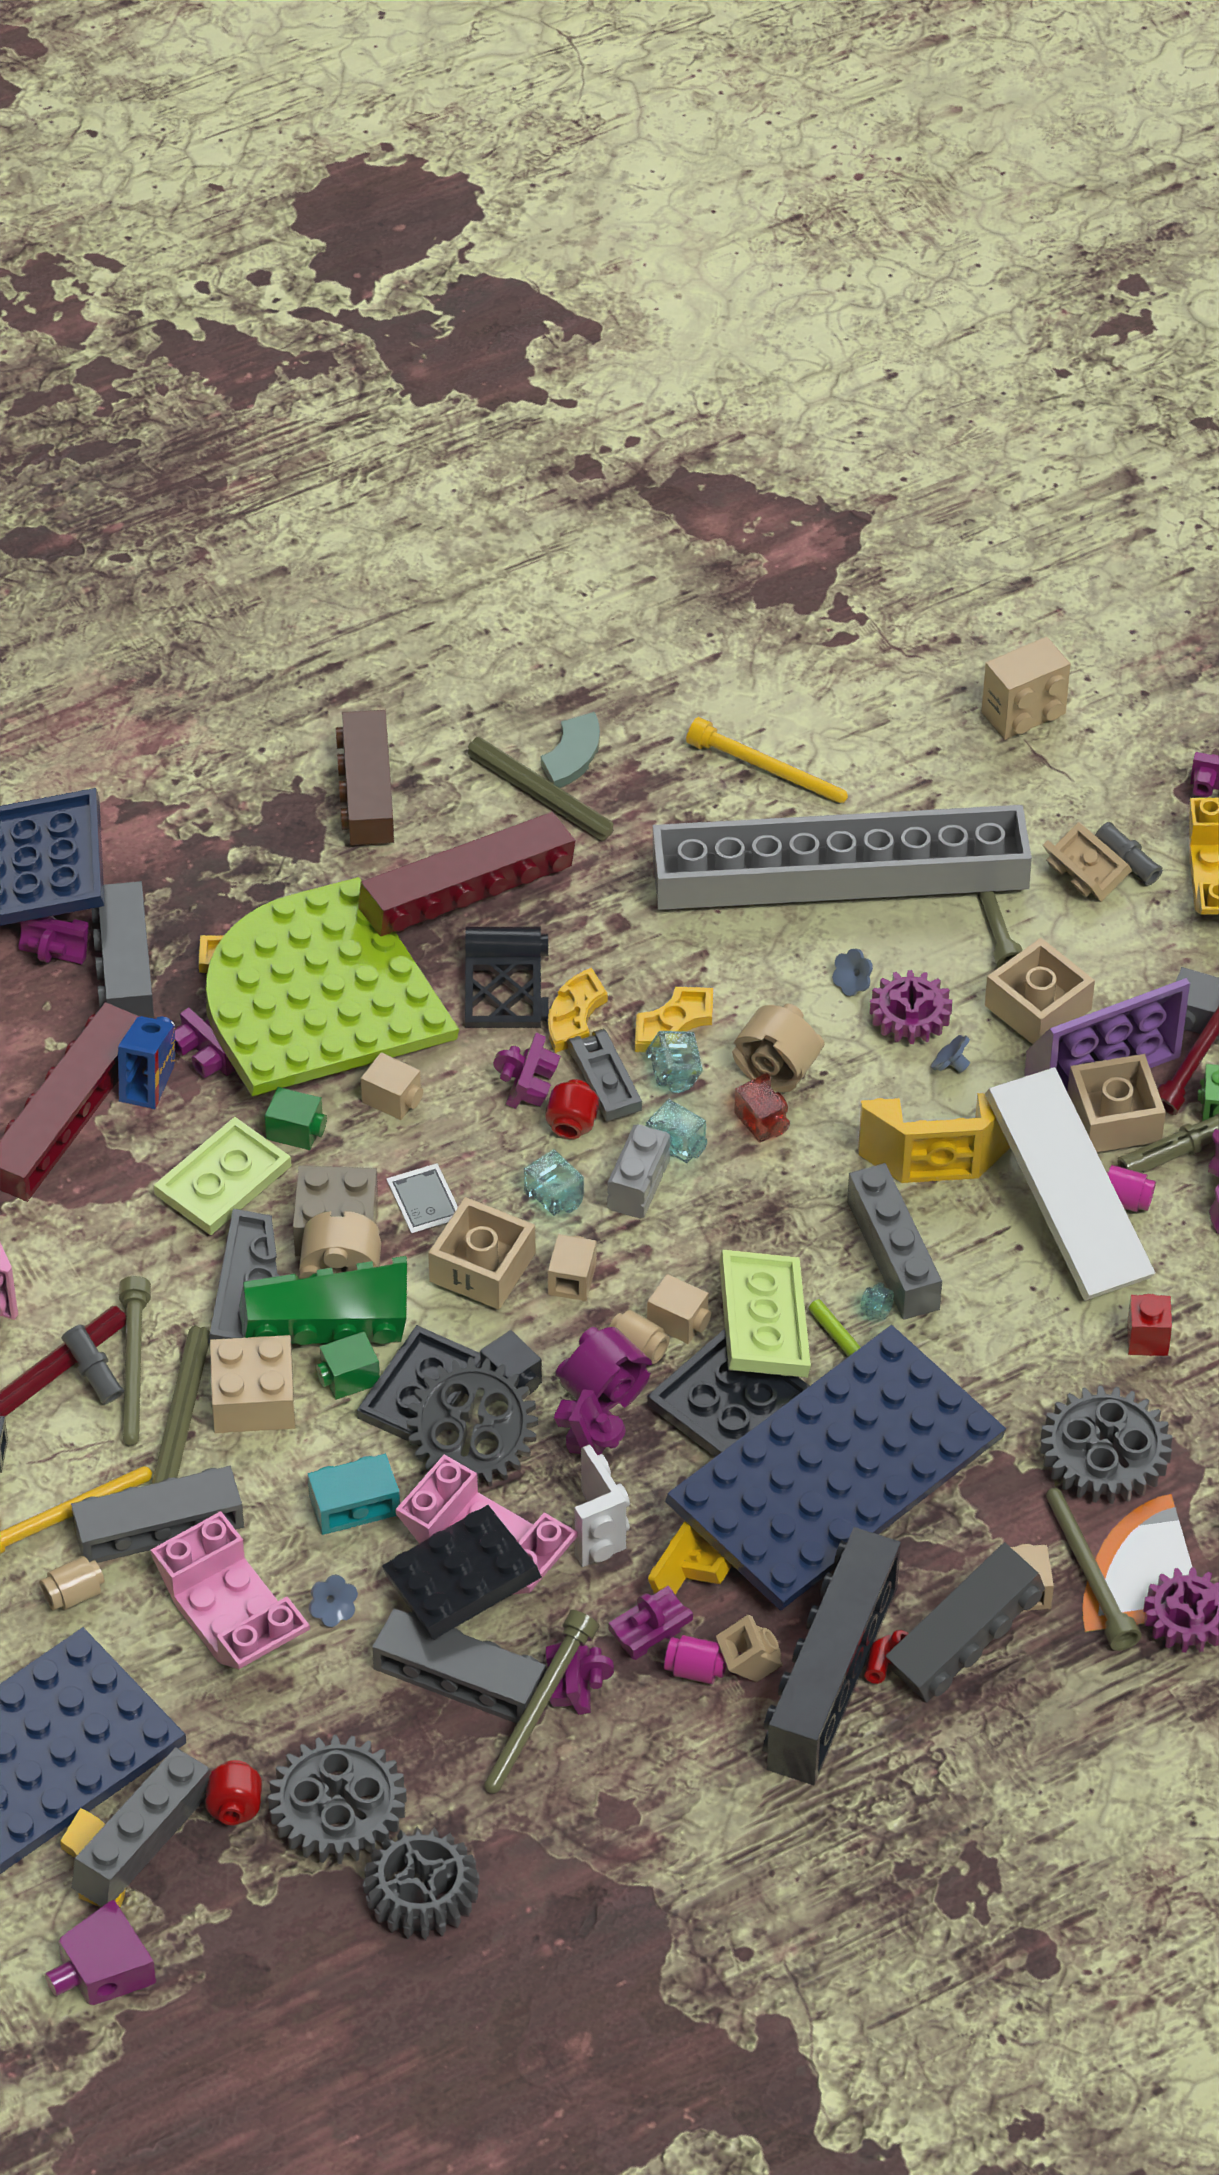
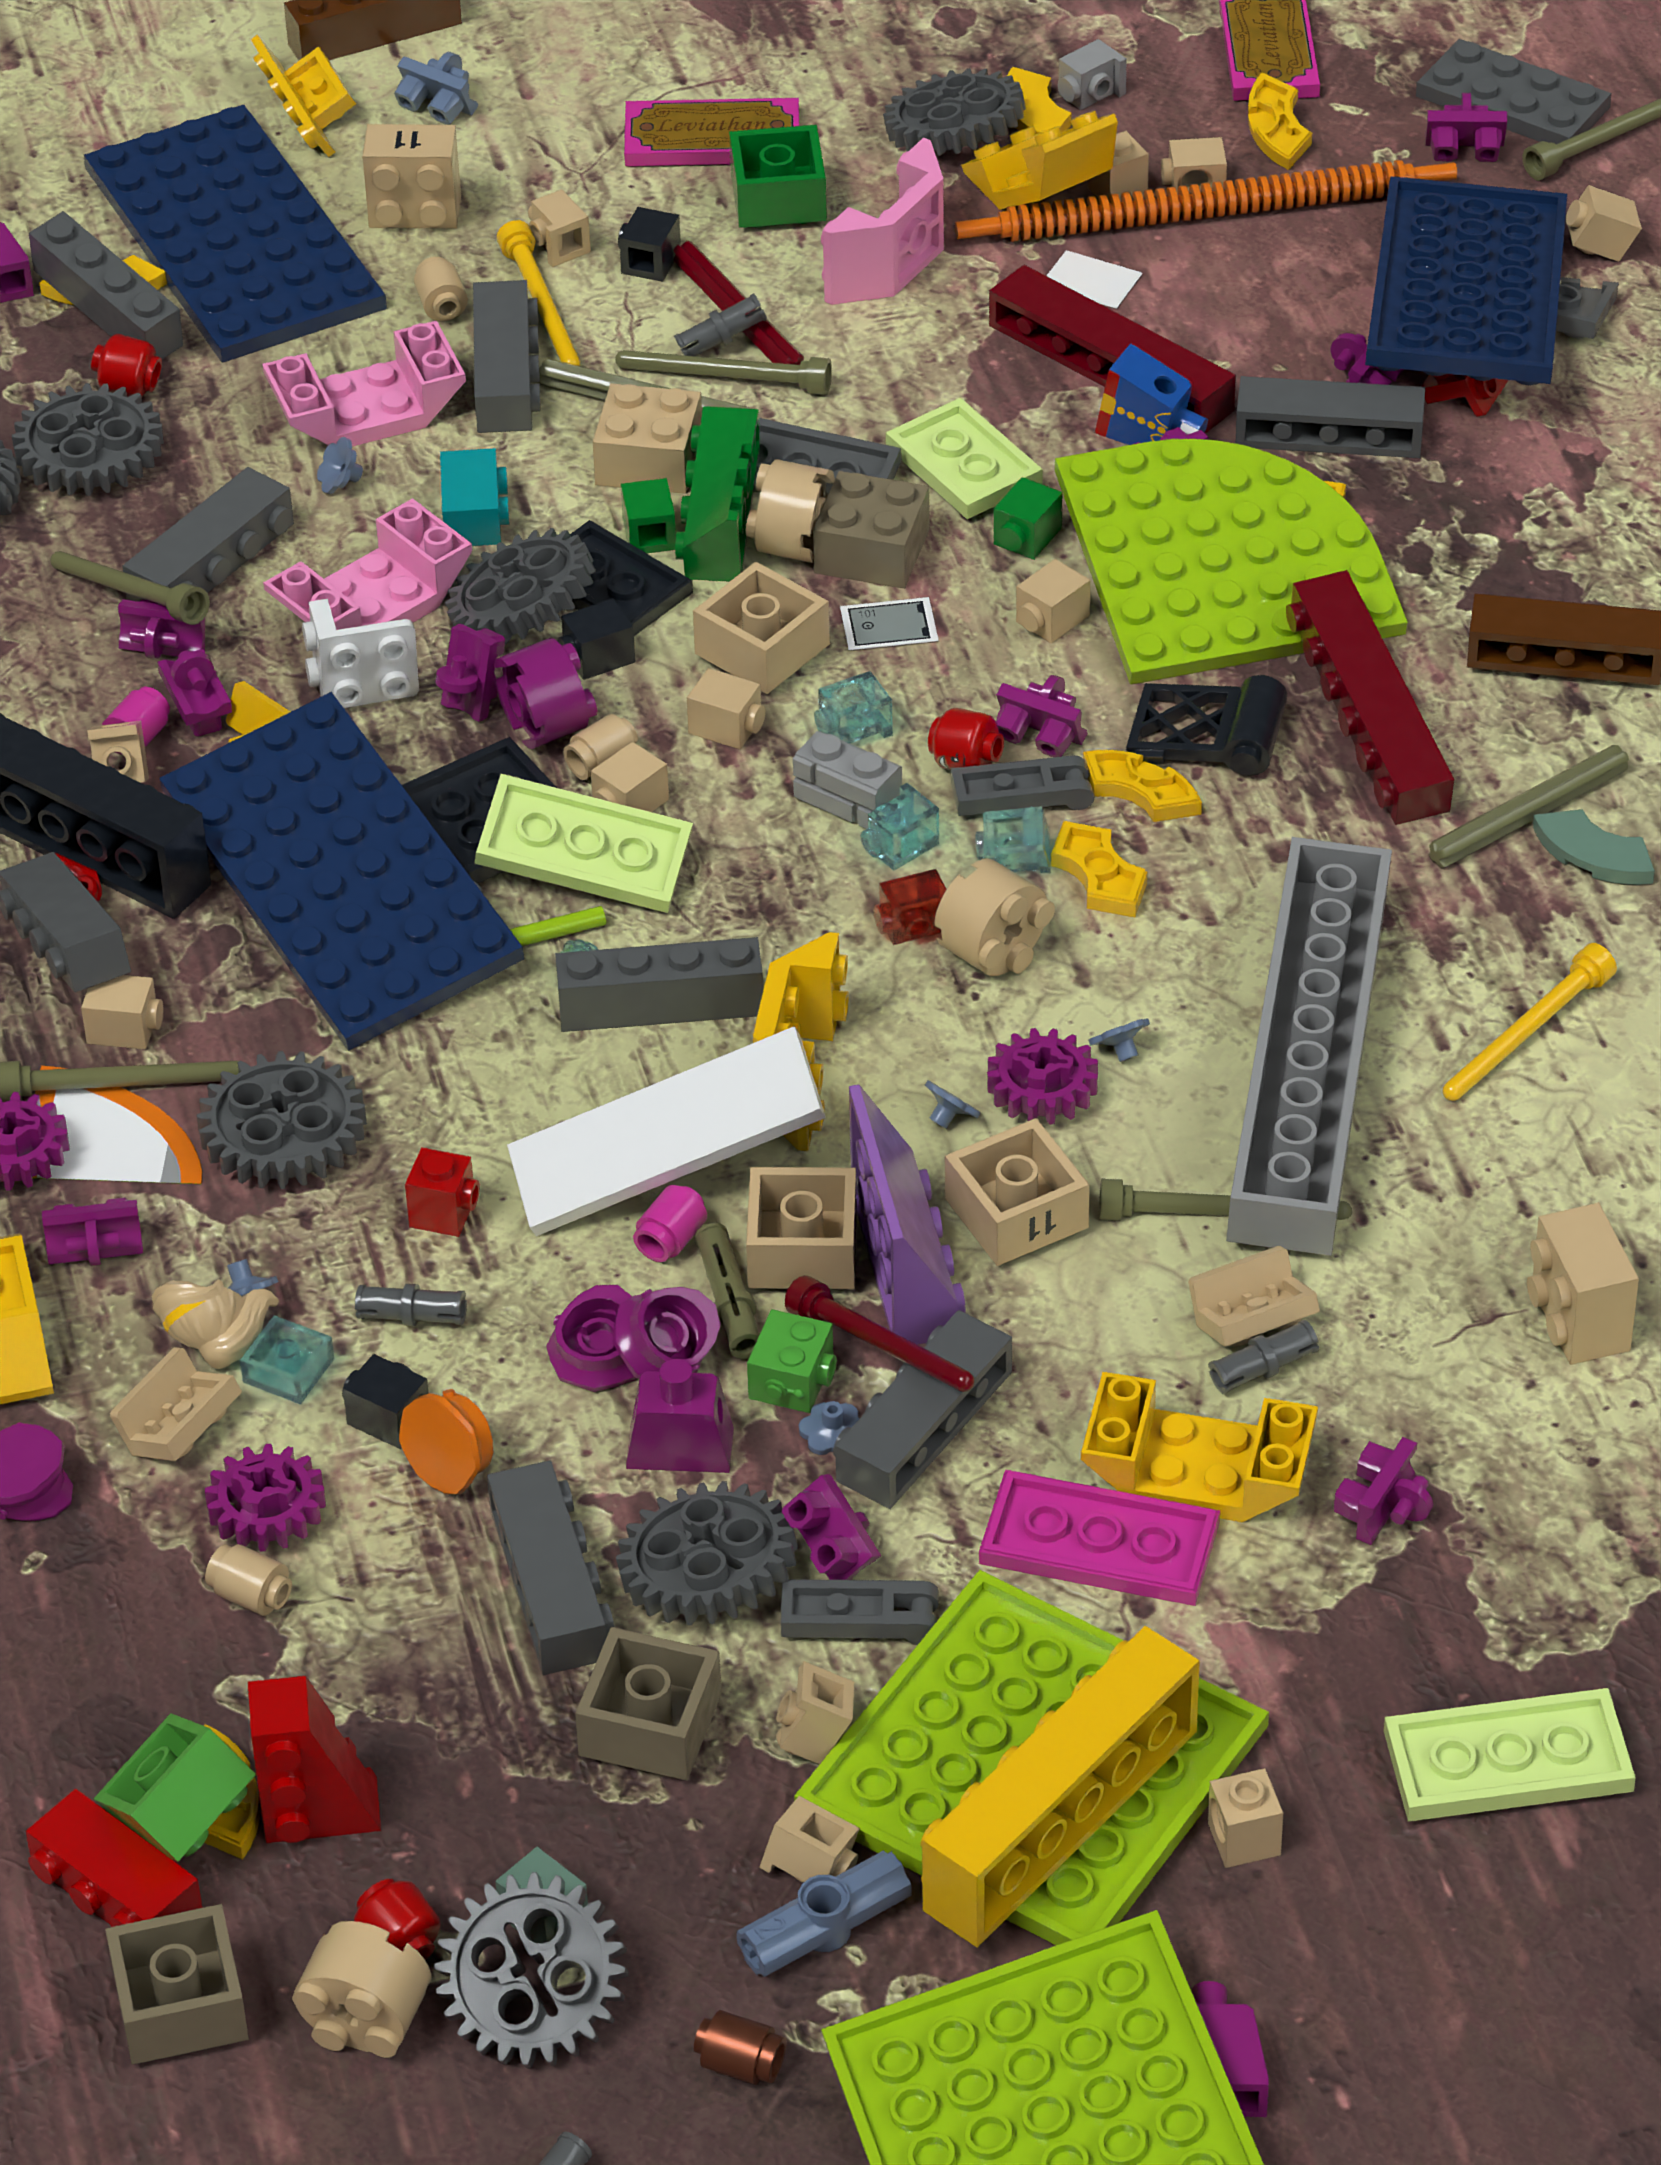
camera: 105 degrees right, 5 degrees down
(461, 1571) = (304, 530): black plate -> none

